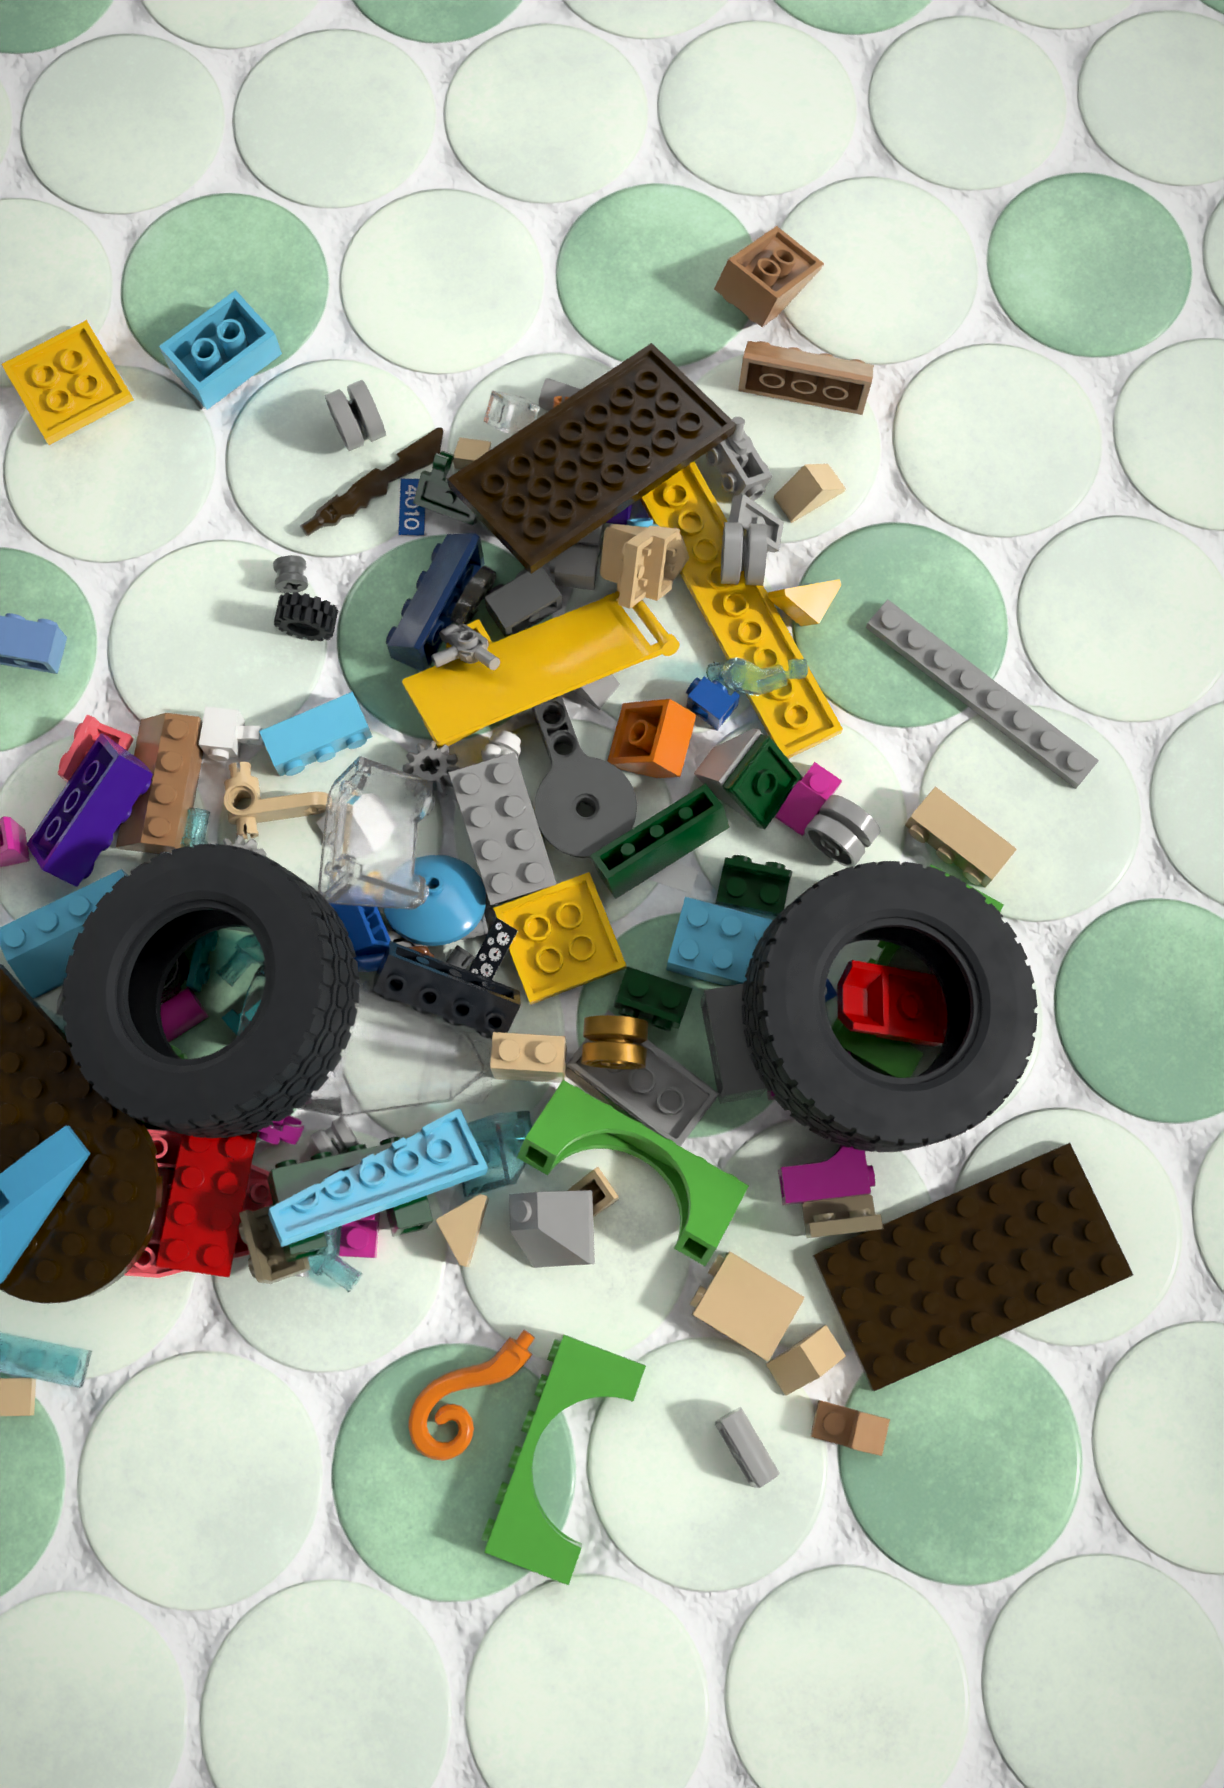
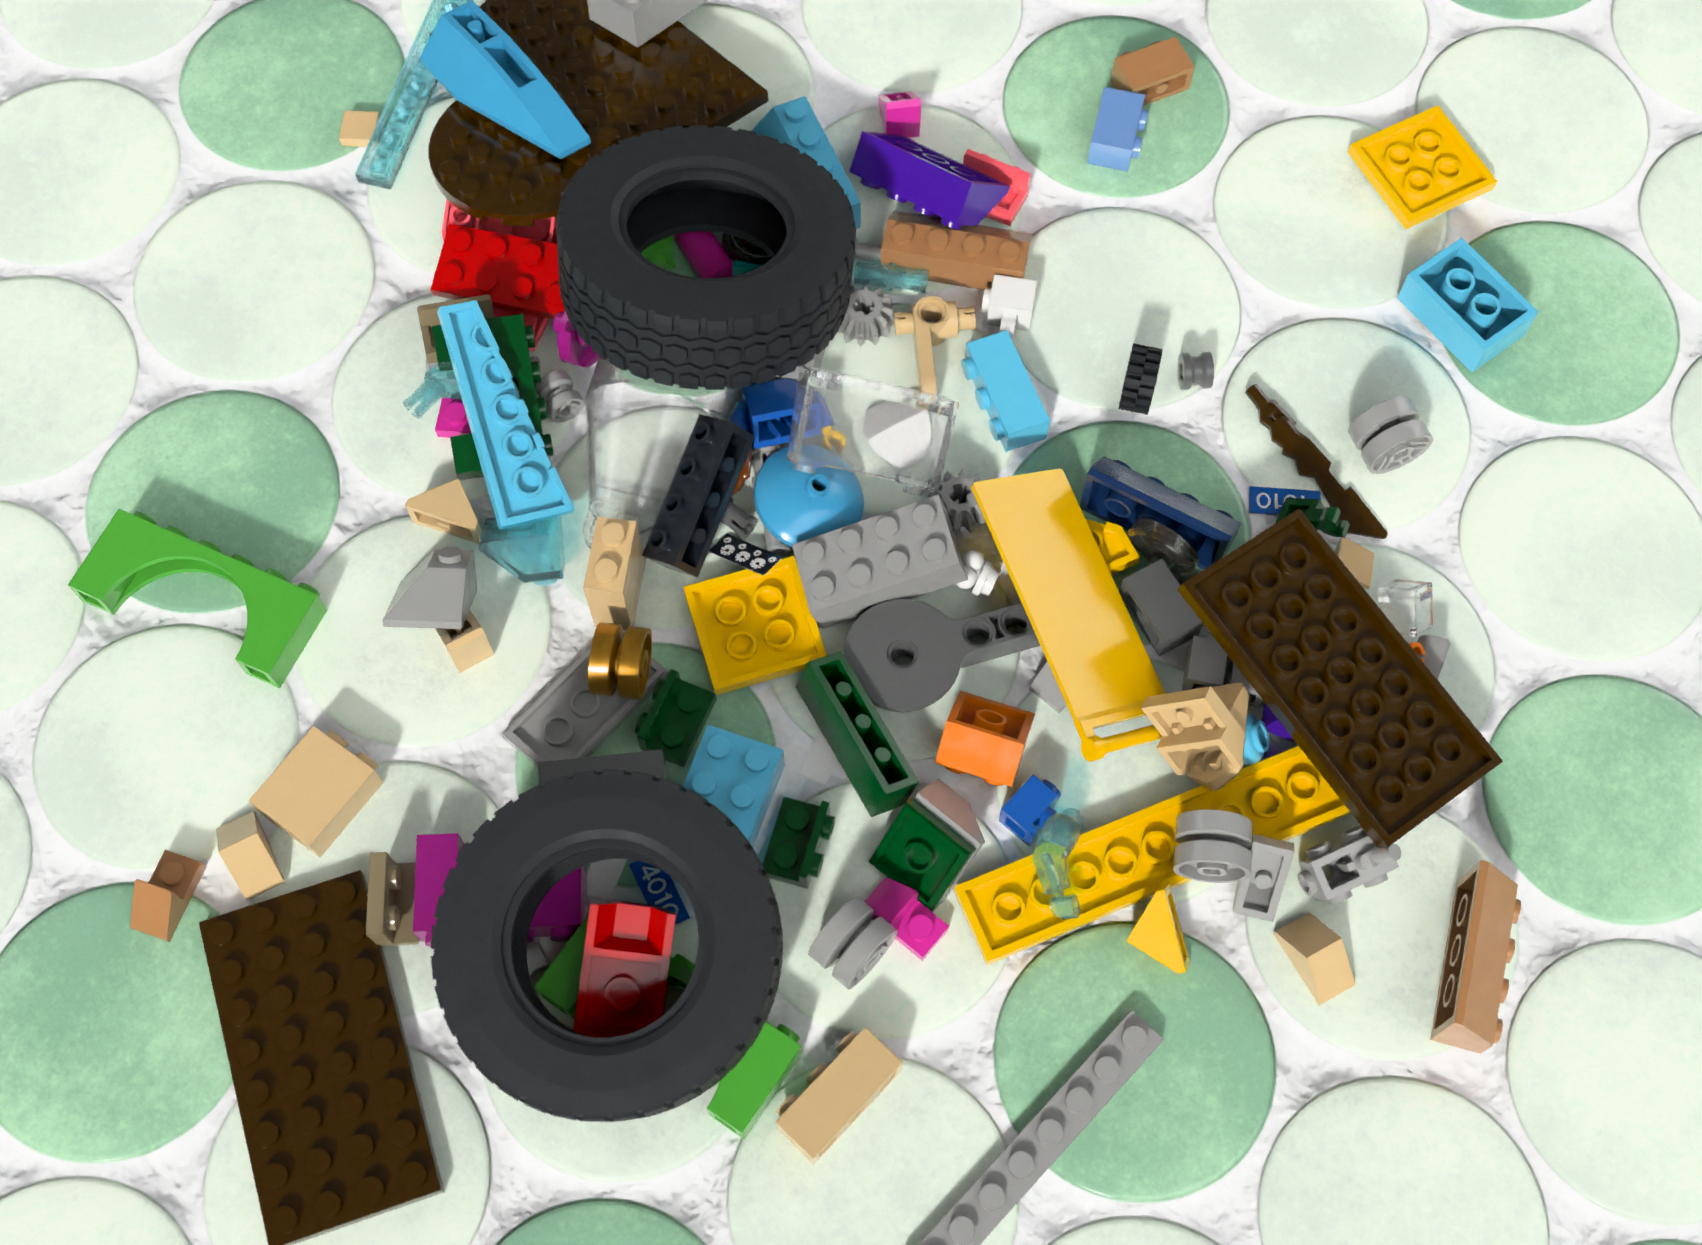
camera: 95 degrees right, 10 degrees down
(466, 645) = (1096, 534): light grey piece -> none
(503, 1365) = (303, 544): orange plant -> none
(702, 1191) = (541, 623): bright green arch -> none
(747, 1448) = (166, 778): light grey brick -> none
(767, 275) = (1623, 928): medium nougat slope -> none

